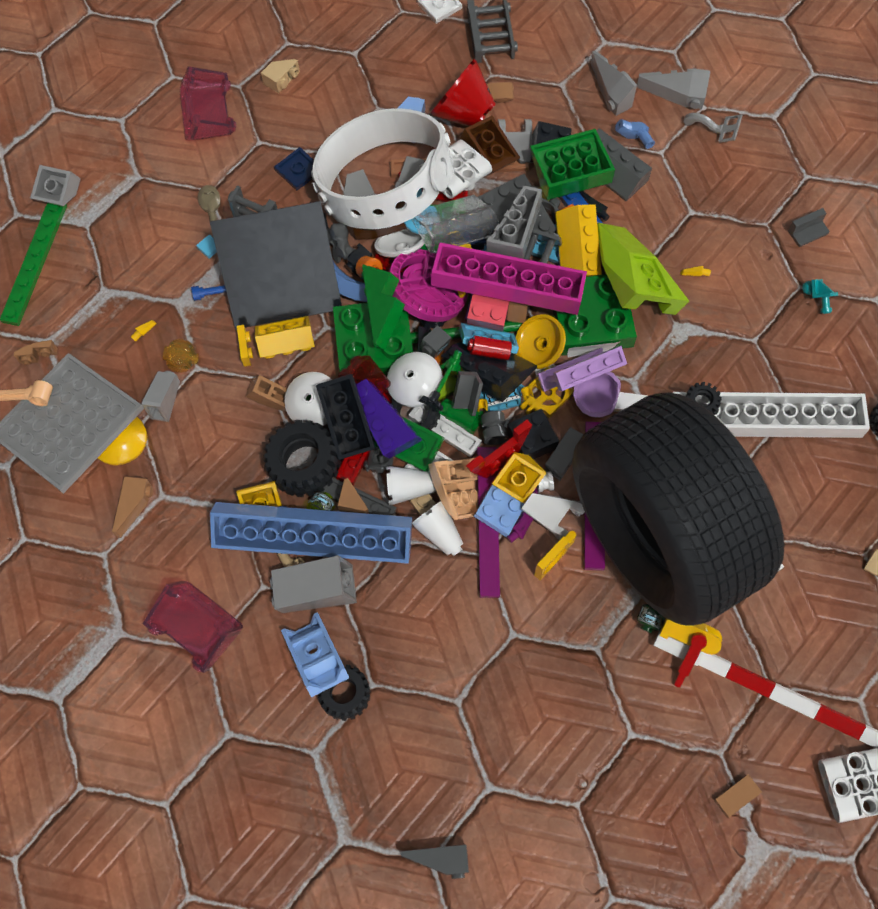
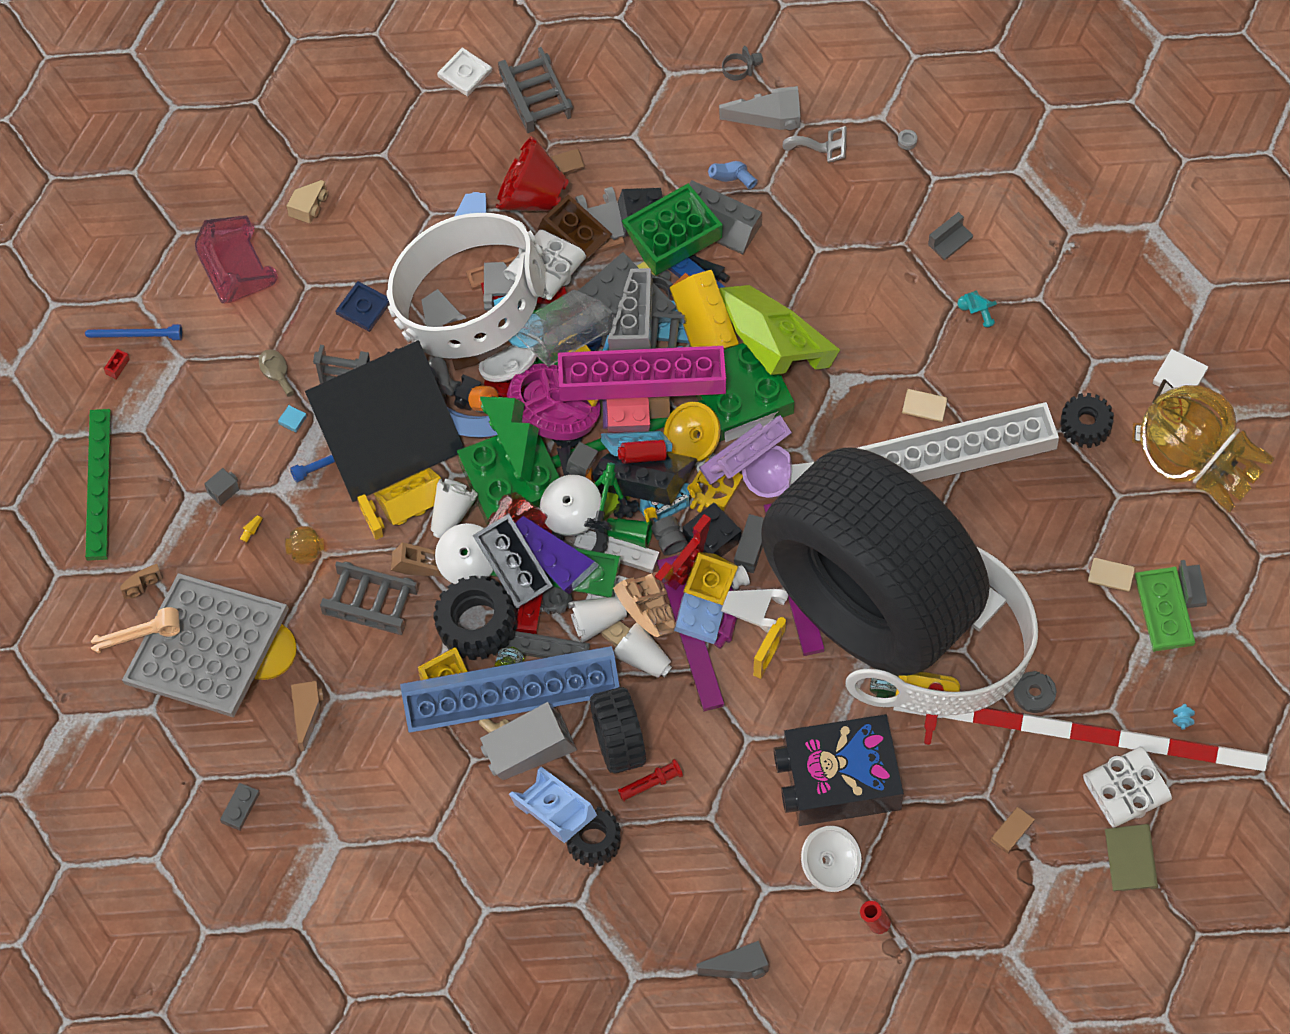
camera: 15 degrees left, 5 degrees down
(47, 574) = (239, 806): none -> dark grey plate
(54, 185) = (94, 393): light grey slope -> none
(84, 167) = (116, 364): none -> red piece
(131, 288) = (222, 486): none -> dark grey brick
(138, 152) = (172, 332): none -> blue piece
(161, 396) = (300, 592): light grey slope -> none
(193, 623) = (414, 813): clear pink windscreen -> none
(217, 434) = (371, 617): none -> dark grey fence
(312, 352) = (450, 505): none -> white cone
(350, 499) = (541, 646): medium nougat slope -> none
(387, 656) = (661, 774): none -> red pin
(392, 599) = (618, 730): none -> black tyre
(467, 391) = (632, 503): dark grey panel -> none
(566, 784) = (841, 857): none -> white dish
(577, 850) = (875, 917): none -> red brick
(589, 693) = (840, 770): none -> black brick
(616, 86) = (697, 127): light grey wedge -> none
(678, 45) = (753, 59): none -> dark grey piece
(696, 271) = (840, 314): yellow bar -> none
(708, 392) = (884, 441): black tyre -> none
(751, 368) = (924, 405): none -> tan slope
(778, 665) = (1032, 703): none -> dark grey tile
(791, 139) = (907, 139): none -> light grey tile
(801, 601) = (964, 702): none -> white piece
(847, 858) = (1131, 858): none -> olive piece

